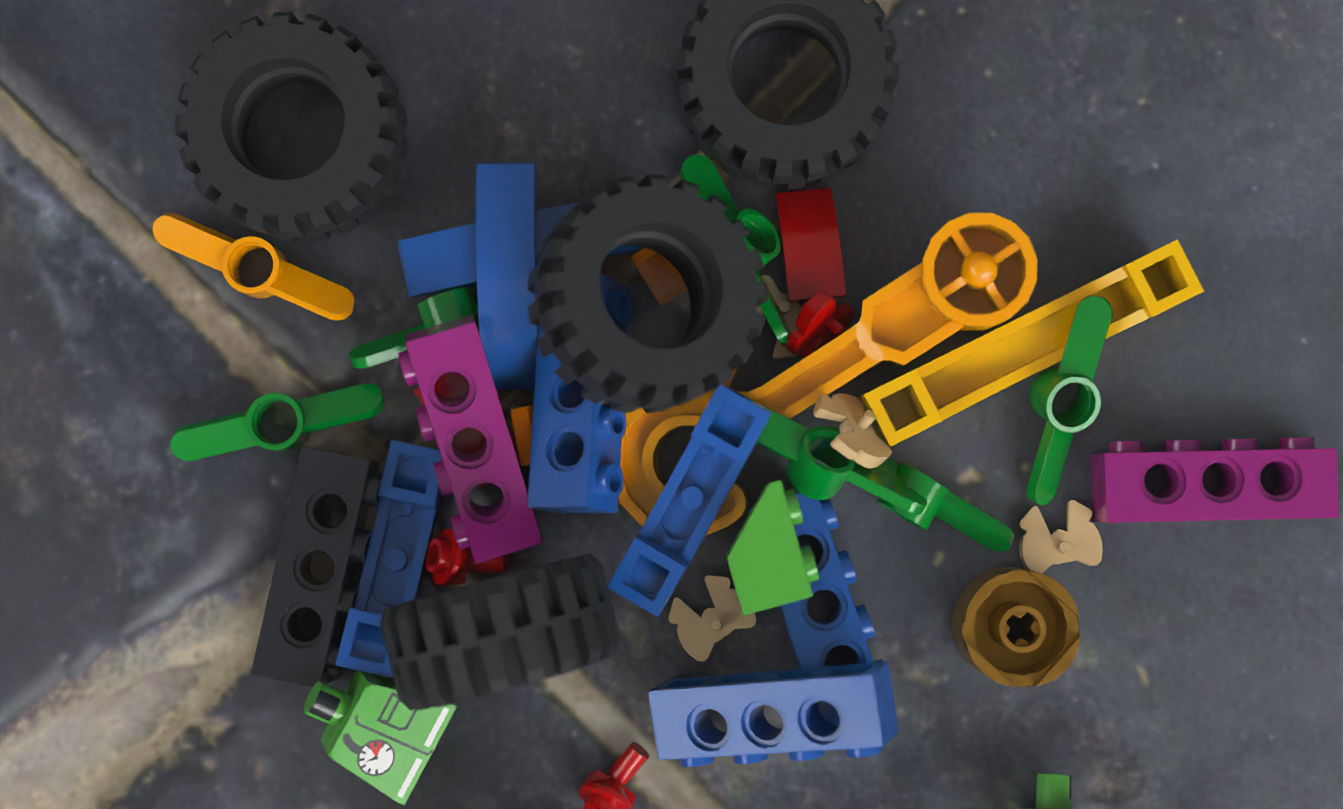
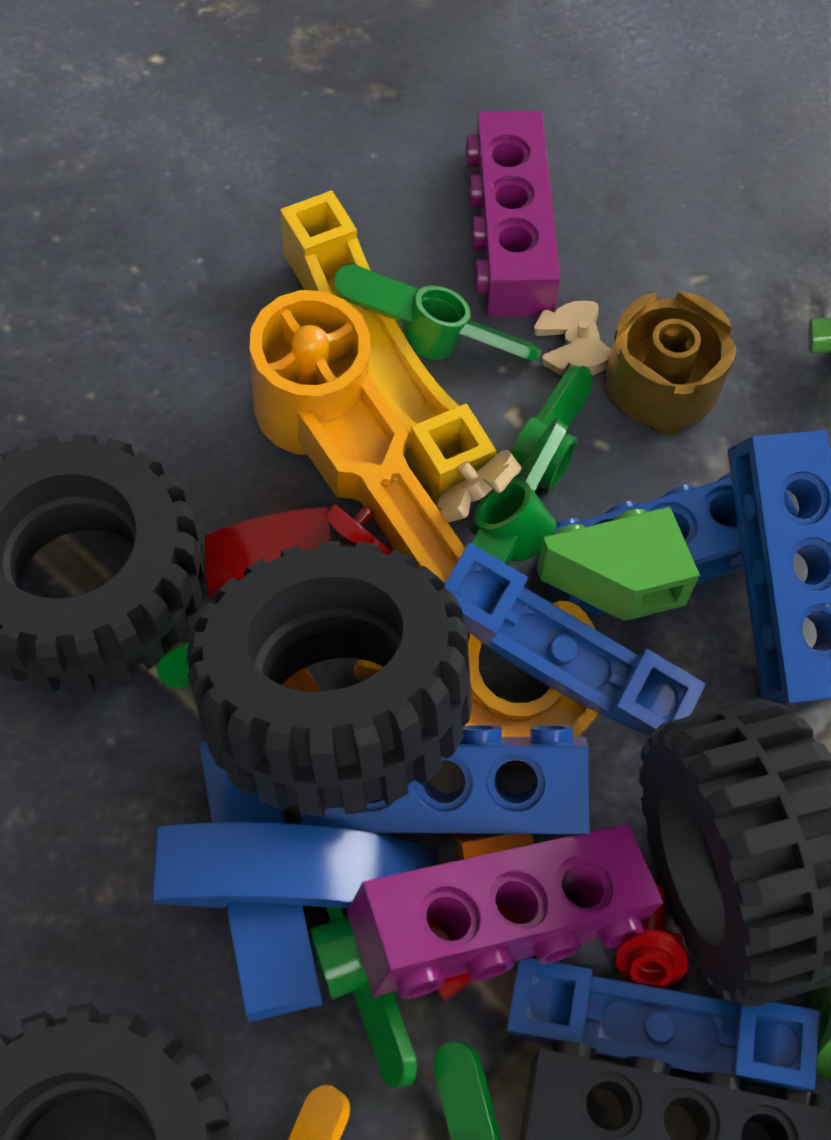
camera: 95 degrees left, 25 degrees down
(701, 633) = (682, 636): tan piece -> none

